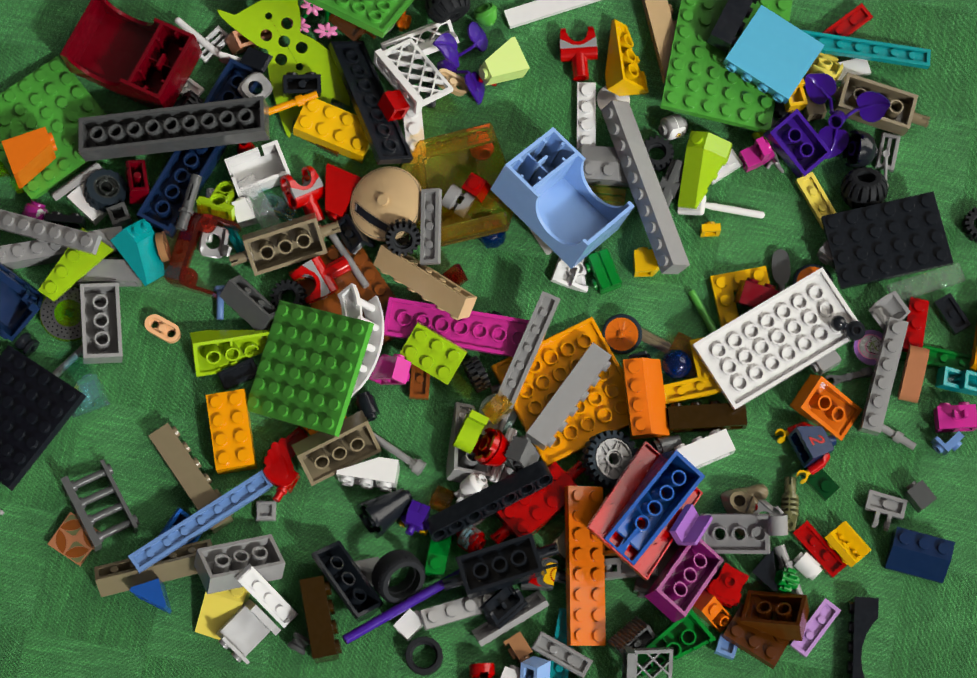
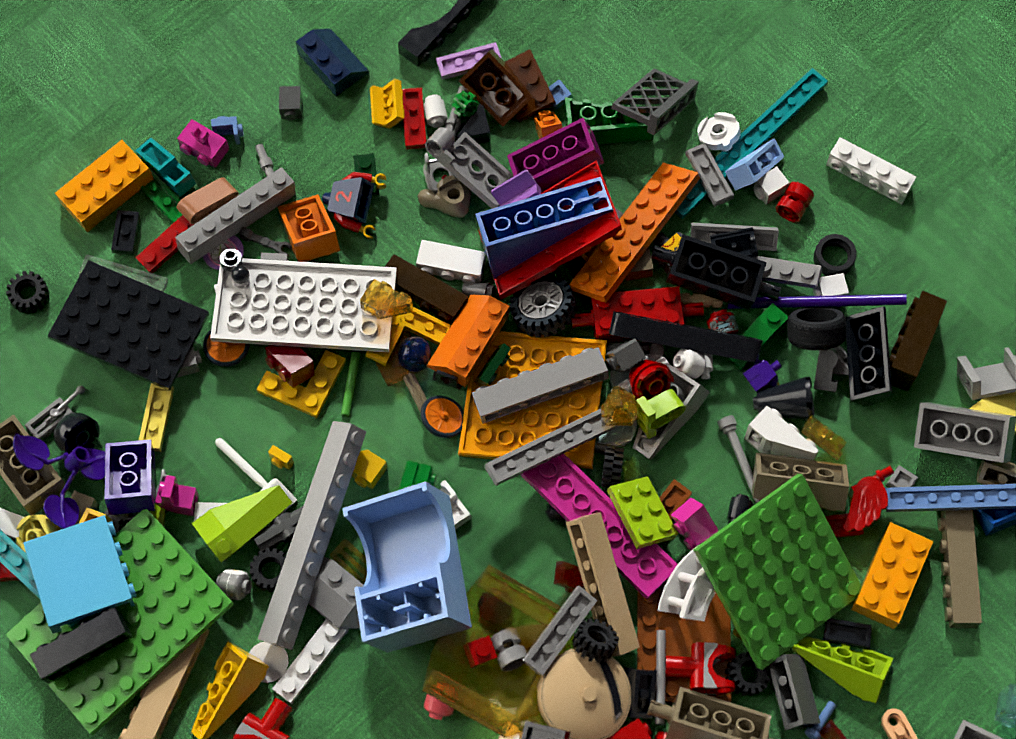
camera: 145 degrees left, 5 degrees down
(266, 595) = (955, 388): white tile -> none
(299, 643) = (946, 338): dark grey wheel -> none
(339, 495) = (824, 437): none -> clear yellow slope
(370, 548) = (824, 371): none -> dark grey leg
(441, 498) = (723, 382): clear orange slope -> none
(518, 647) = (743, 208): medium nougat brick -> none
(612, 382) = (497, 359): none -> dark green plate
(634, 634) = (637, 149): dark grey brick -> none
(723, 371) = (385, 302): none -> clear yellow slope
(728, 586) = (518, 132): red piece -> none
(780, 268) = (245, 375): dark grey piece -> none
(790, 502) = (408, 170): olive hinge -> none
(863, 187) = (104, 395): black wheel -> none
(886, 505) = (326, 115): light grey hinge -> none
(889, 306) = (179, 271): light grey piece -> none

